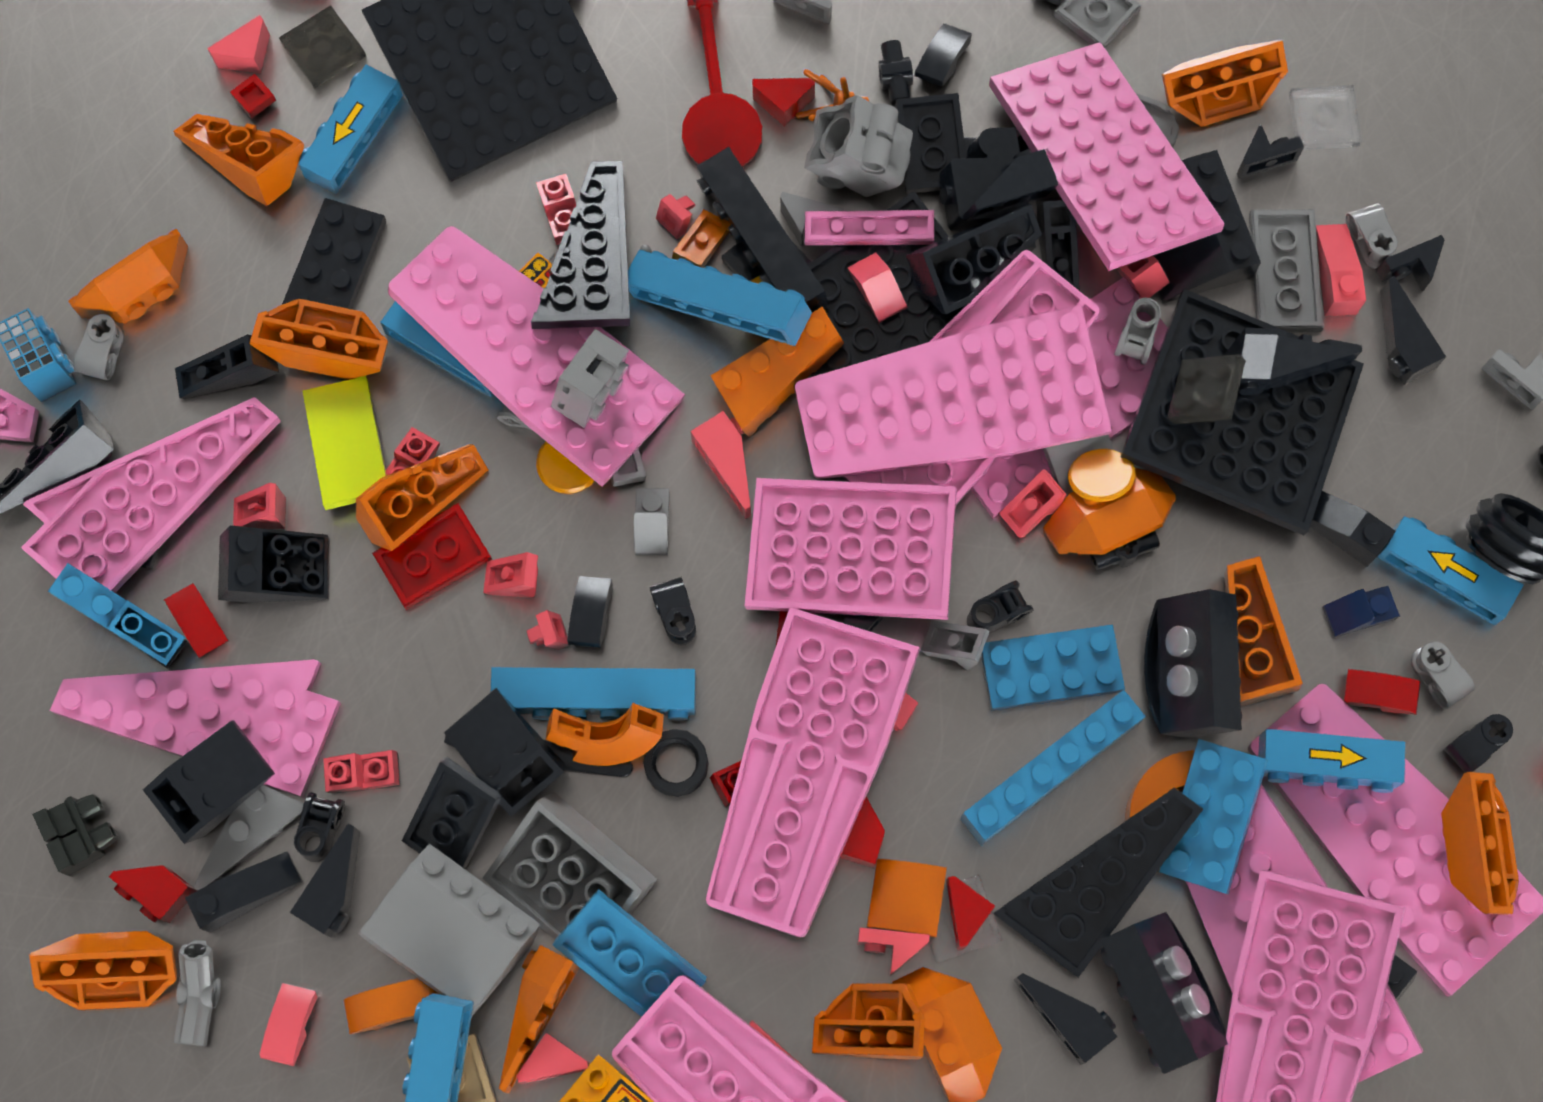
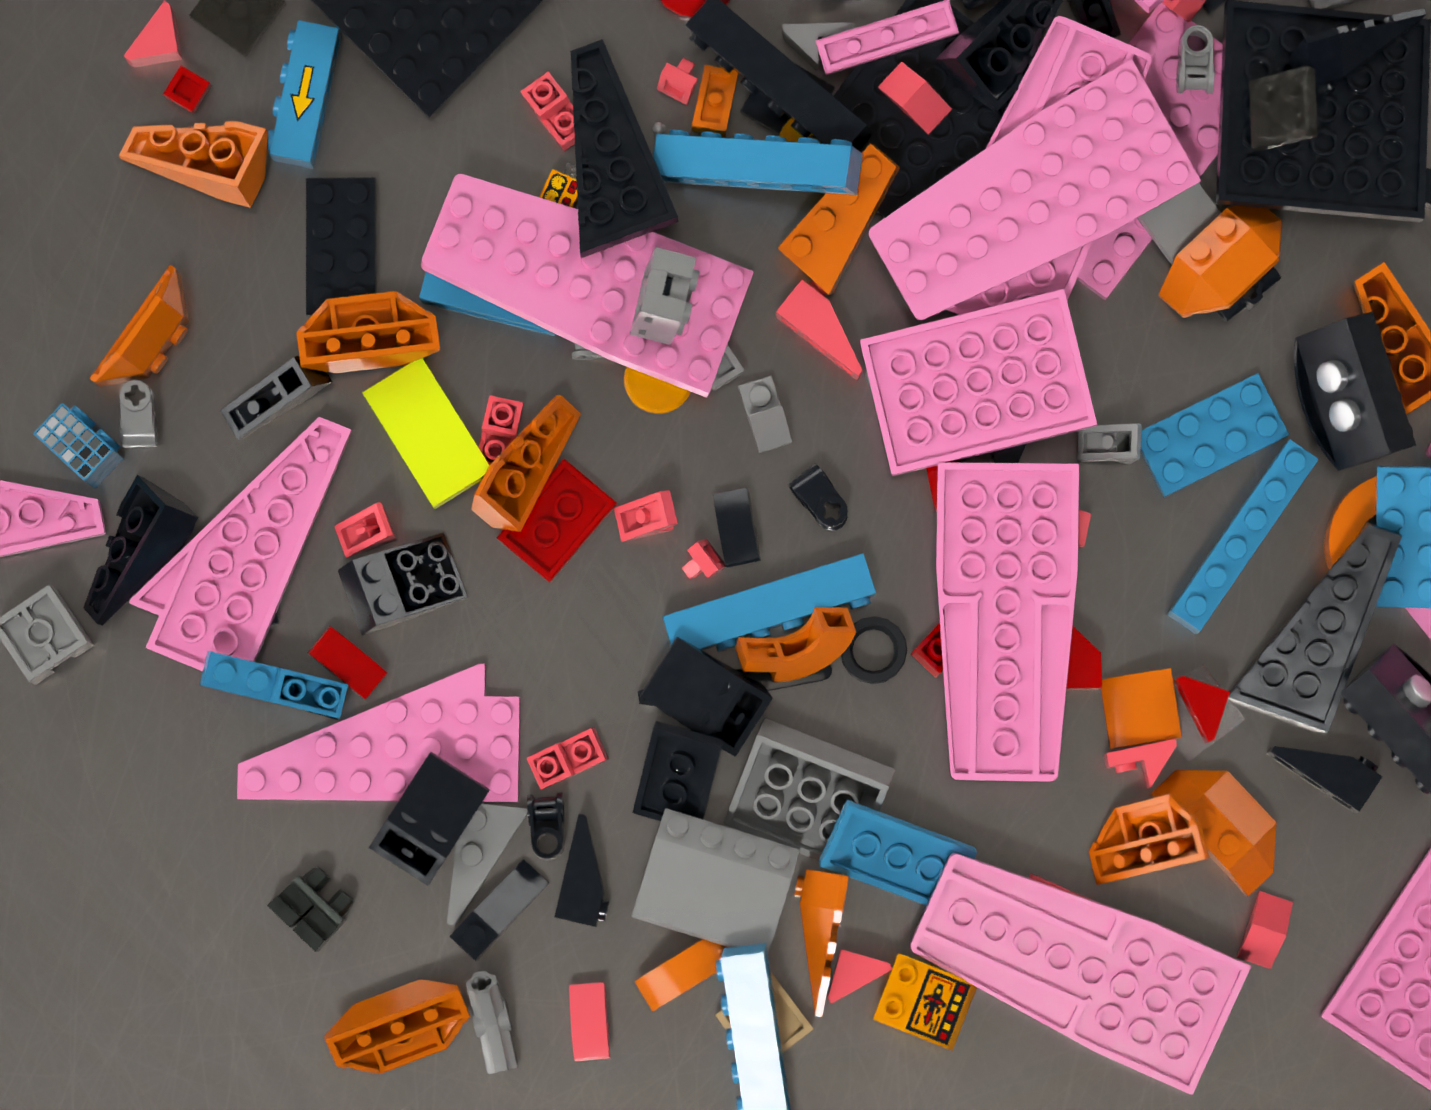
camera: 15 degrees left, 10 degrees up
(156, 888) = (413, 936): red slope -> none
(1003, 605) = (1144, 390): black piece -> none
(1033, 504) = (1142, 276): coral slope -> none
(1101, 475) = (1203, 227): light orange piece -> none

